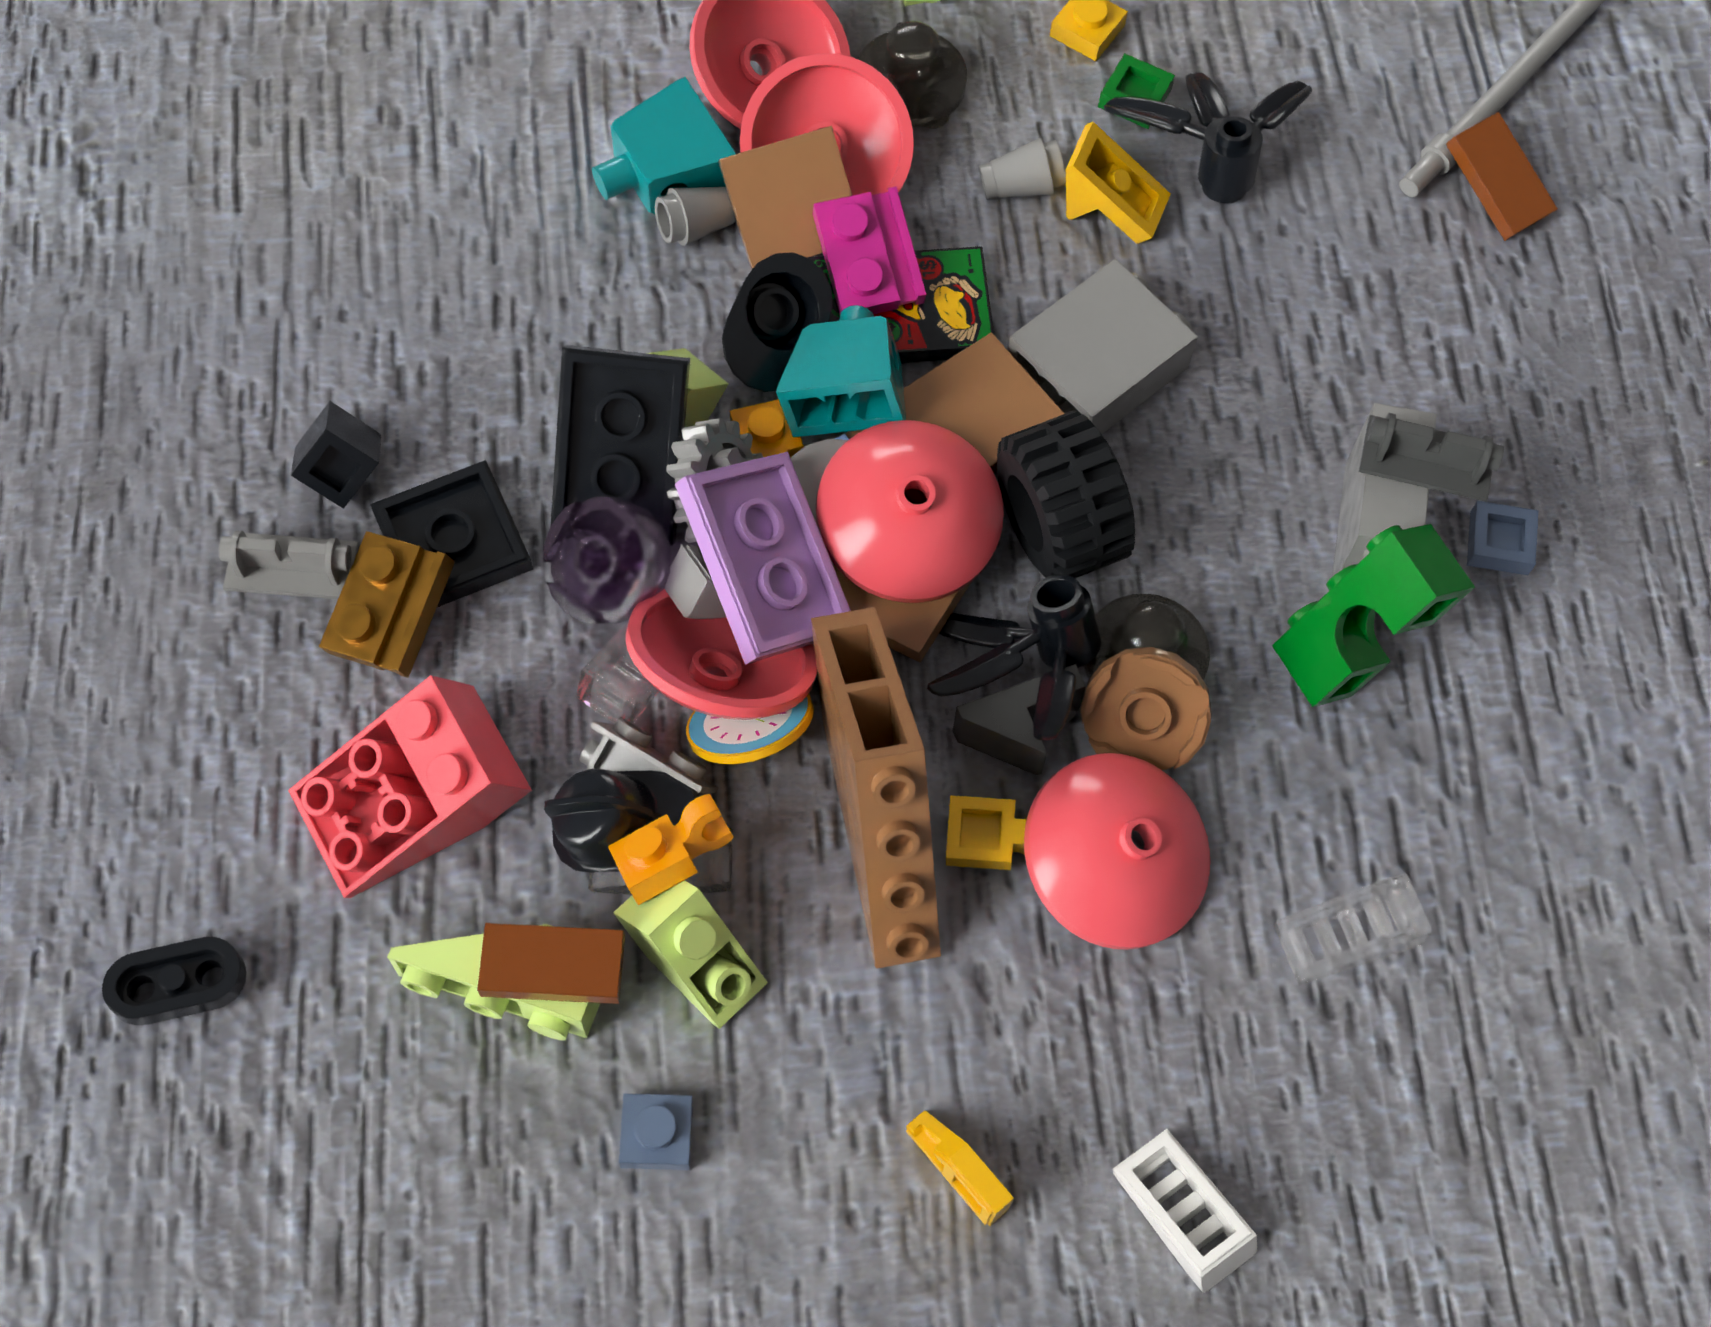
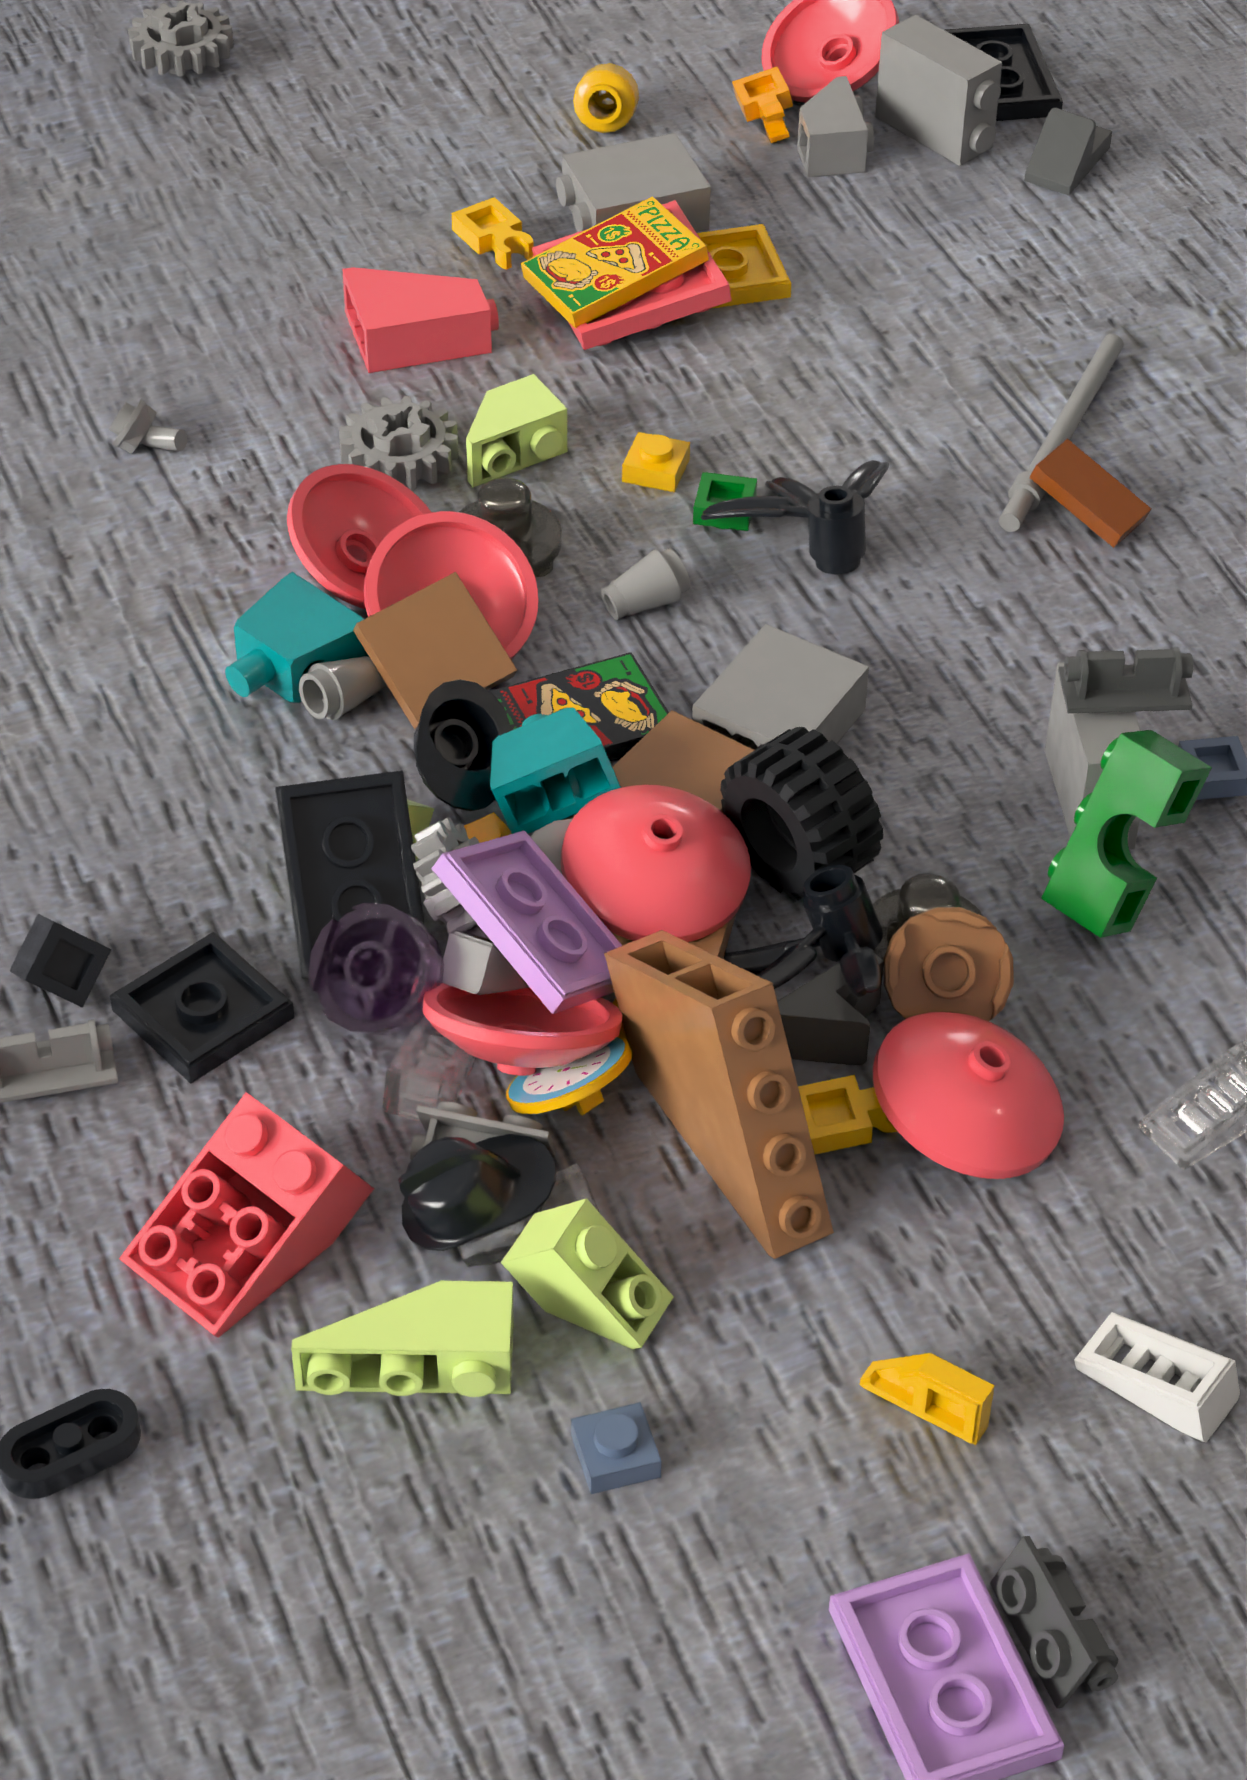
camera: 15 degrees left, 20 degrees down
(387, 604) = (162, 1070): pearl gold plate -> none
(551, 963) = (463, 1304): dark orange tile -> none
(663, 853) = (536, 1190): light orange plate -> none
(869, 251) = (527, 669): dark pink plate -> none
(1112, 181) = (732, 568): yellow slope -> none

